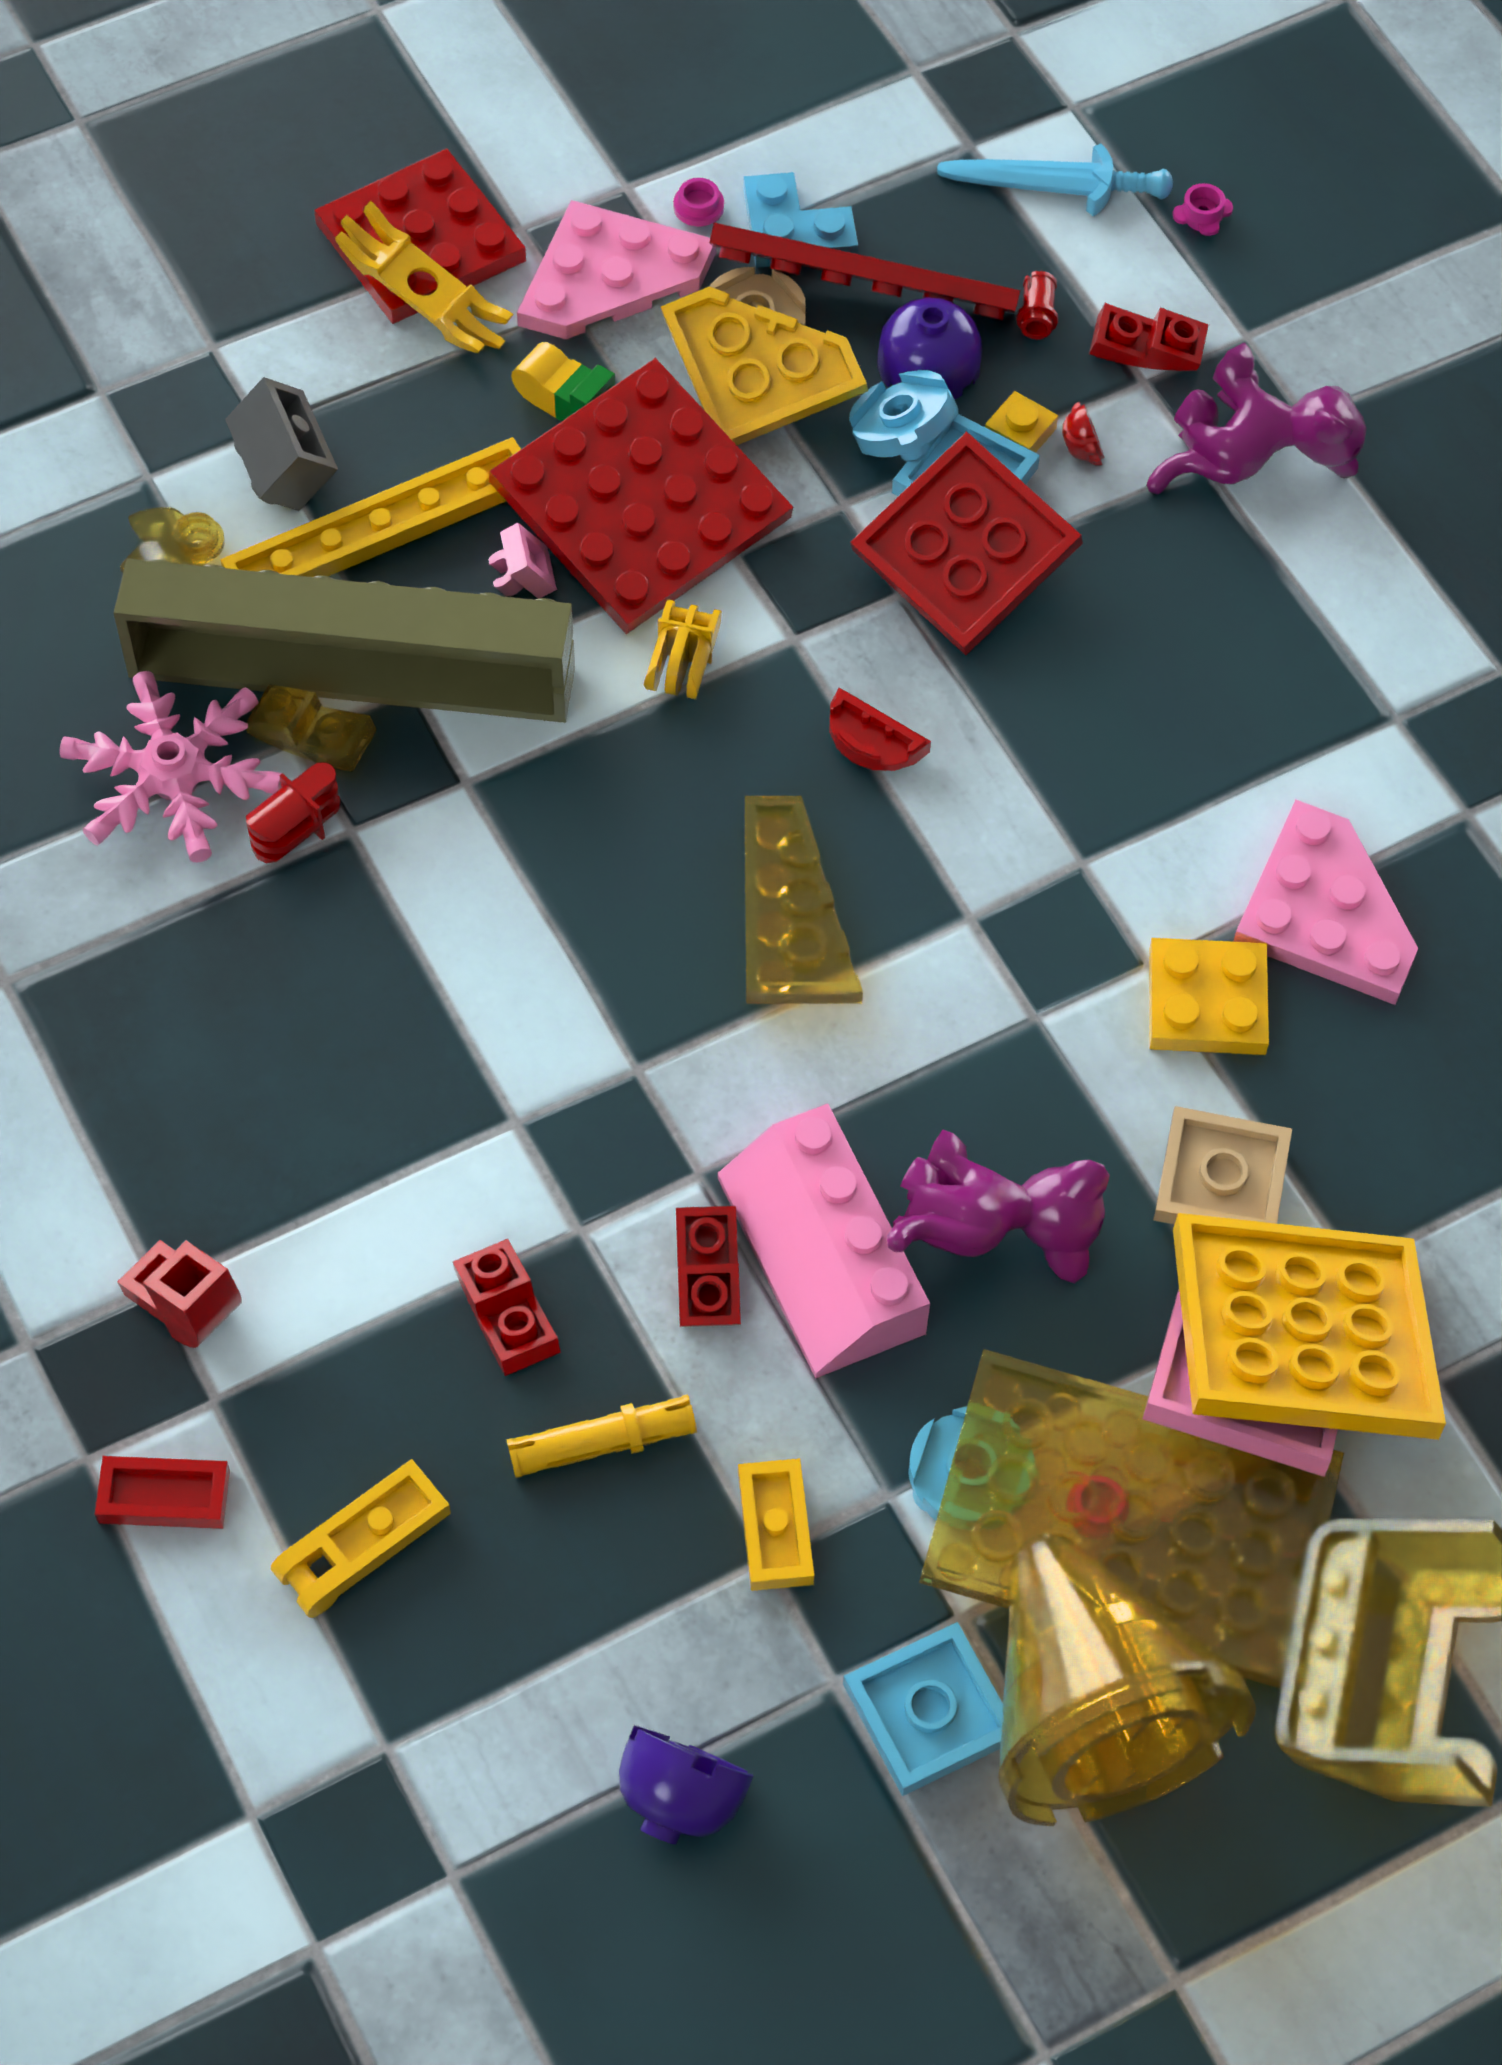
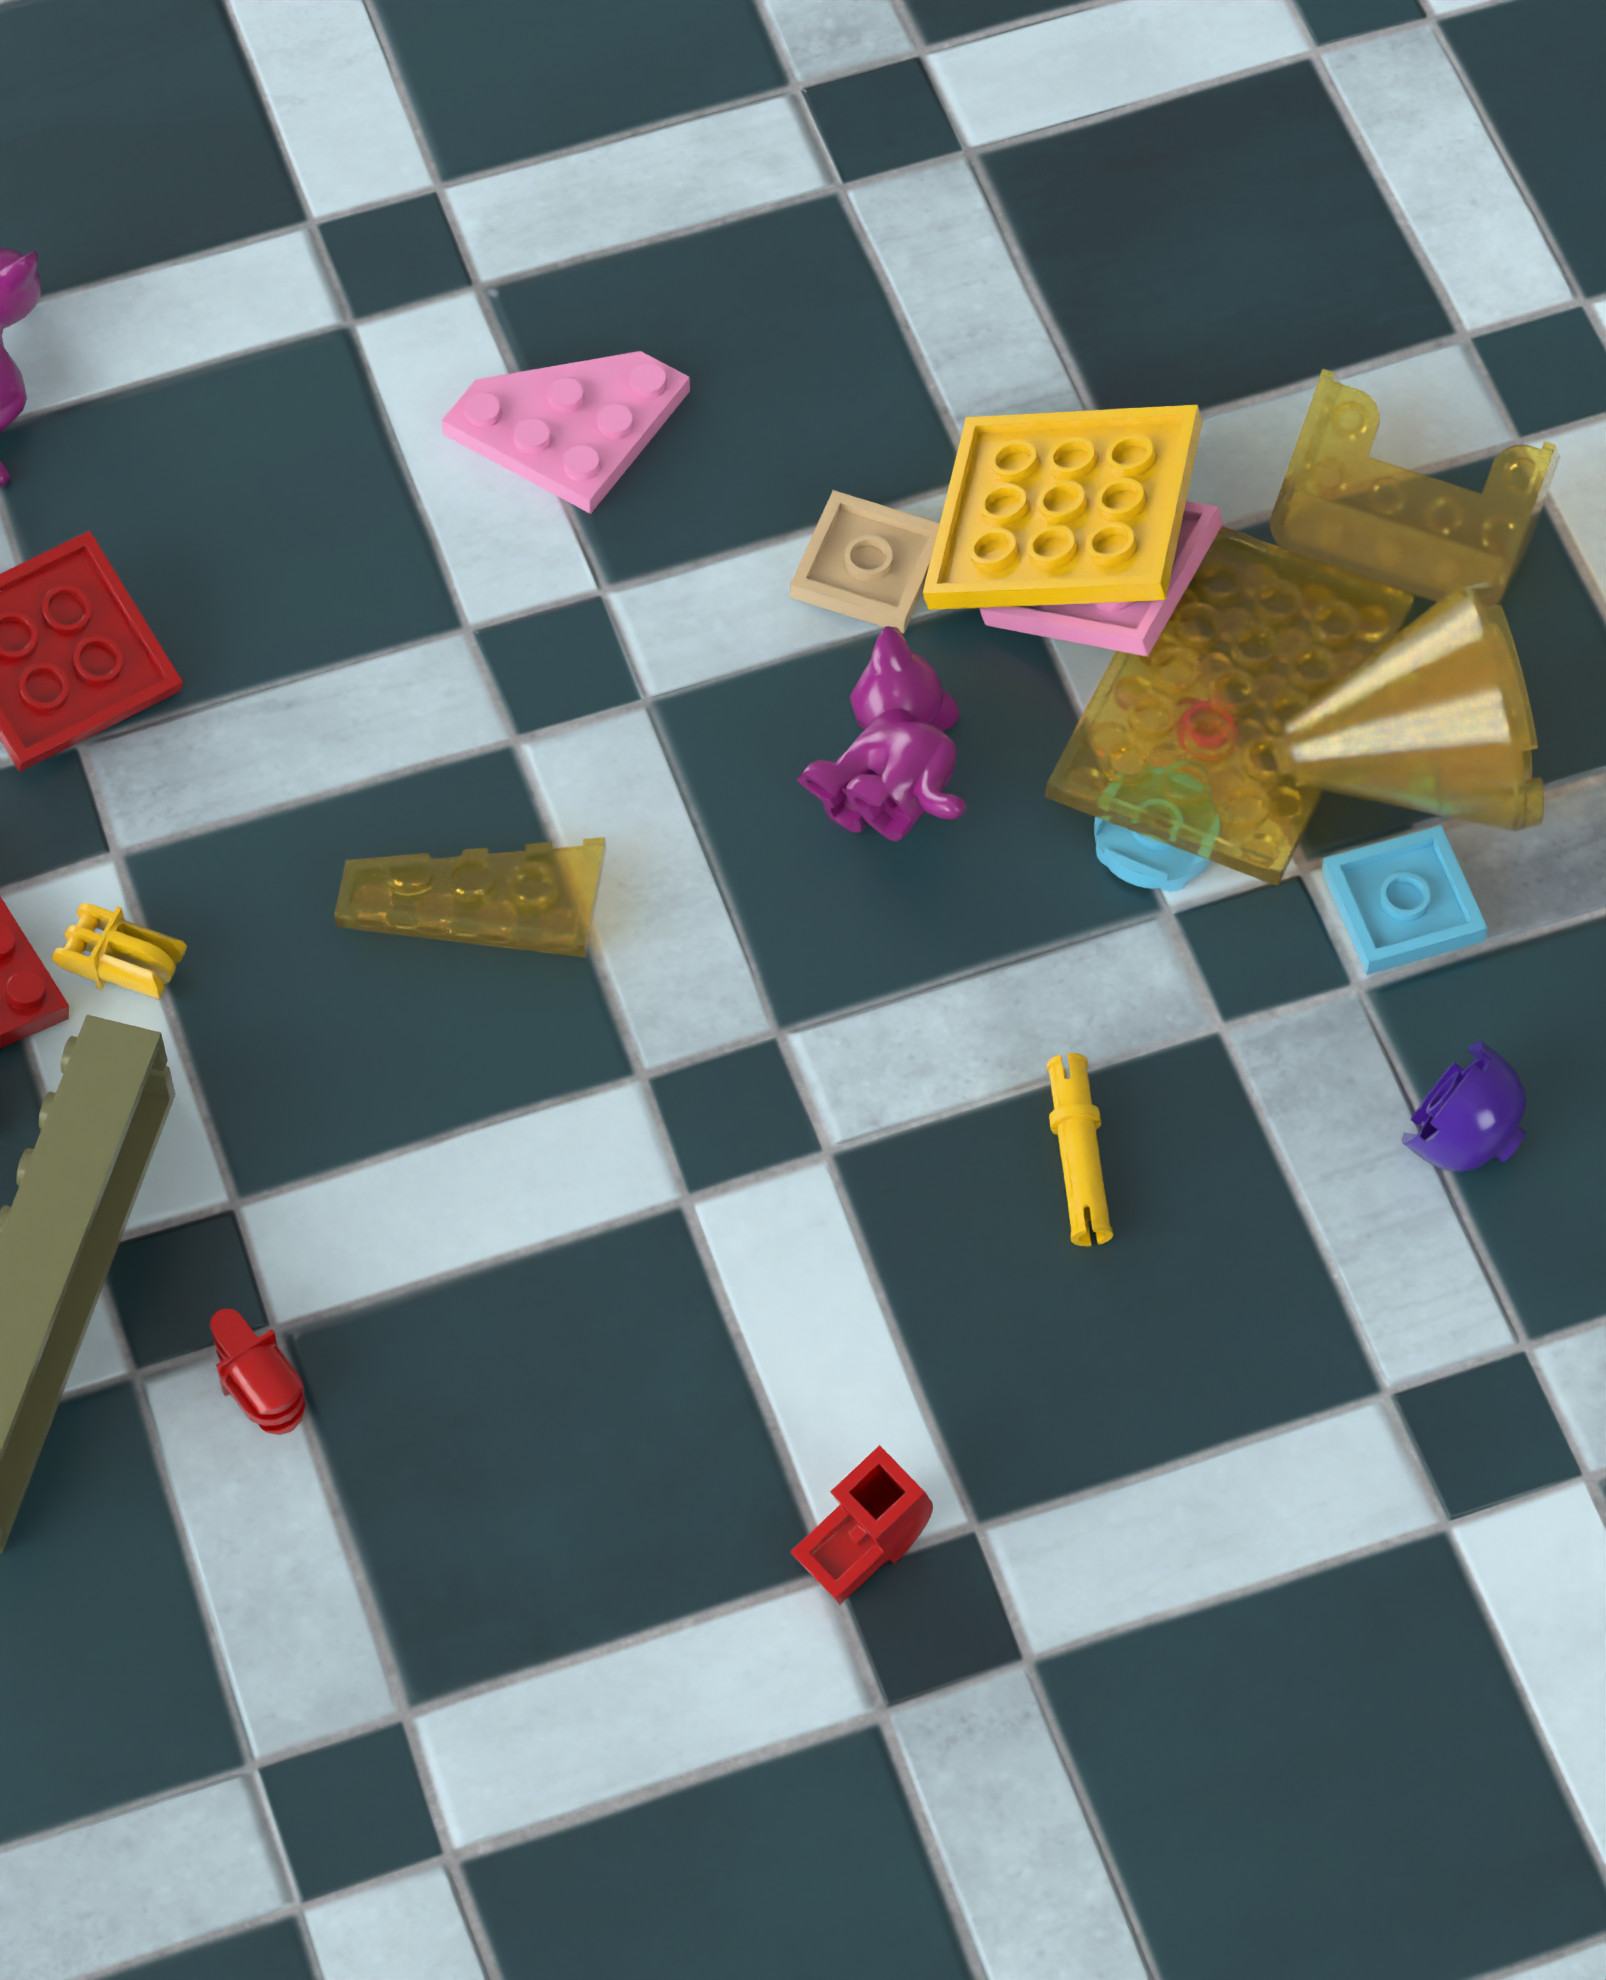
camera: 80 degrees left, 0 degrees up
(162, 1492) = (1083, 1580): red tile -> none
(170, 766) = (165, 1515): bright pink piece -> none
(302, 726) = (132, 1353): clear yellow slope -> none
(361, 1537) = (1164, 1384): yellow plate -> none
(506, 1307) = (914, 1228): red slope -> none
(708, 1266) = (894, 1035): red slope -> none
(775, 1524) = (1197, 1004): yellow plate -> none
(824, 1242) = (891, 915): bright pink slope -> none
(873, 737) = (273, 790): red plate -> none
(1208, 996) = (655, 542): yellow plate -> none

